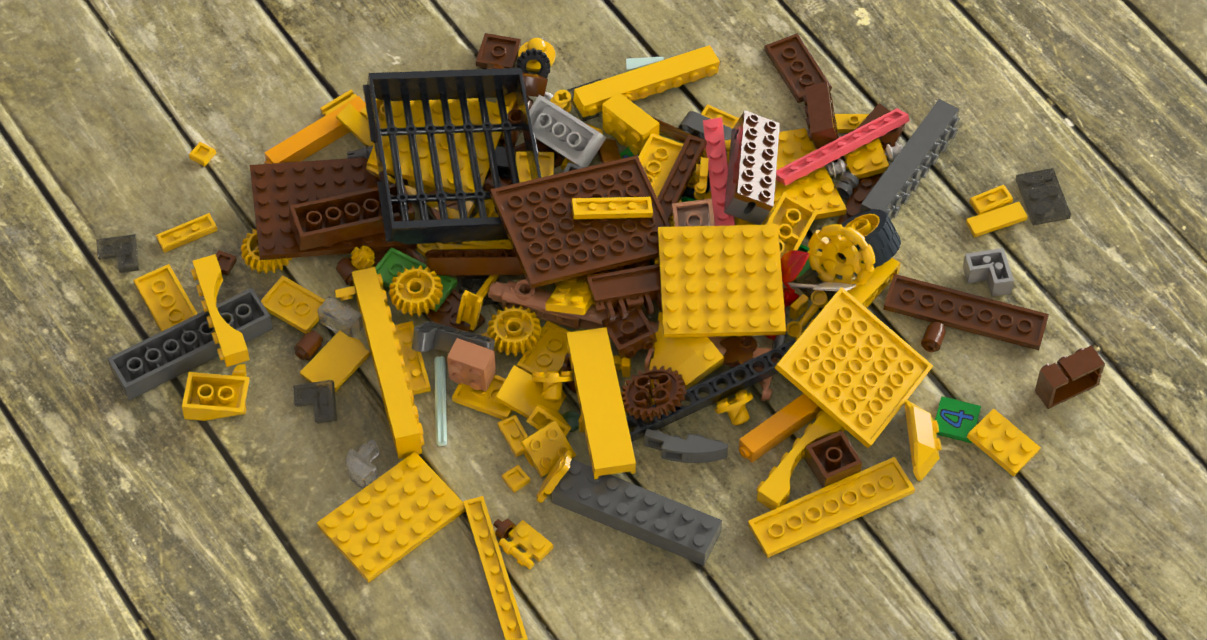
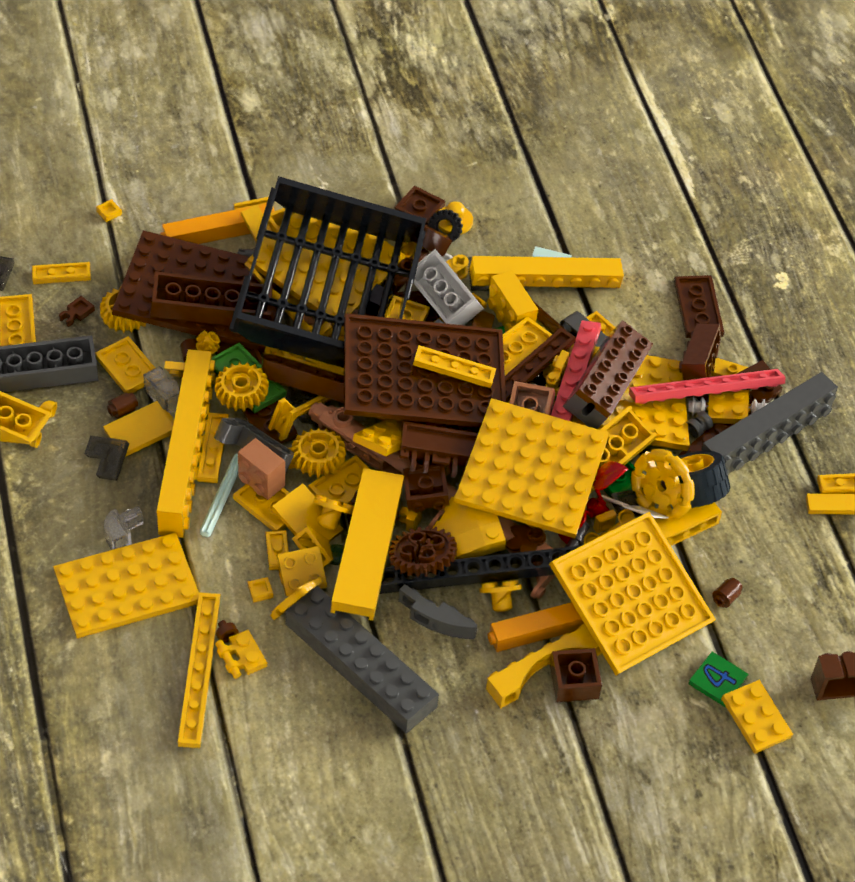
camera: 15 degrees right, 5 degrees down
(231, 342) = (56, 314): yellow arch -> none
(831, 507) = (555, 719): yellow plate -> none
(922, 439) = (674, 686): yellow wedge -> none
(966, 312) = (771, 580): reddish brown plate -> none
(989, 266) = (812, 545): light grey brick -> none

